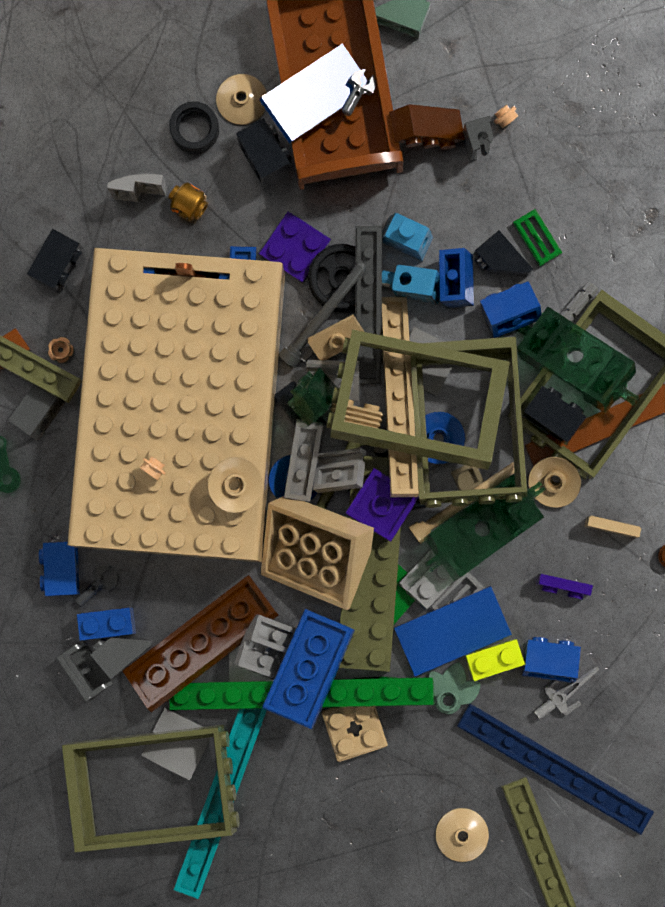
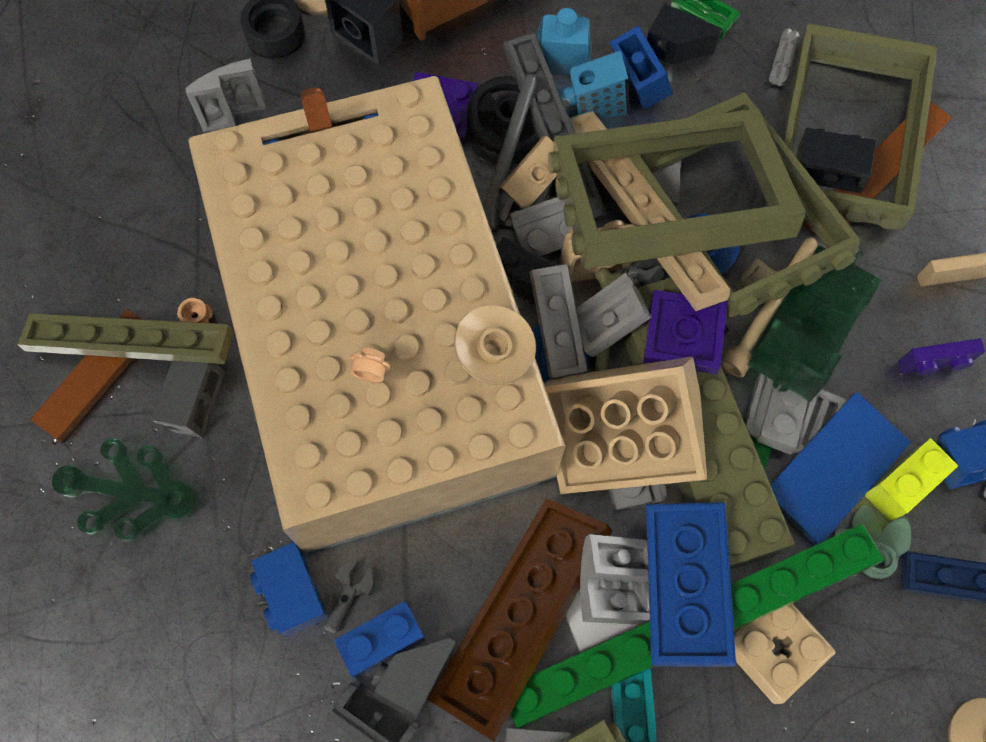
camera: 30 degrees left, 15 degrees down
(55, 261) = (153, 214): black brick -> none
(188, 201) = (287, 94): pearl gold head -> none
(312, 396) = (538, 237): clear green brick -> none
(511, 309) = (718, 78): blue brick -> none
(558, 493) = (881, 236): tan dish -> none
(599, 375) = (860, 92): clear green brick -> none

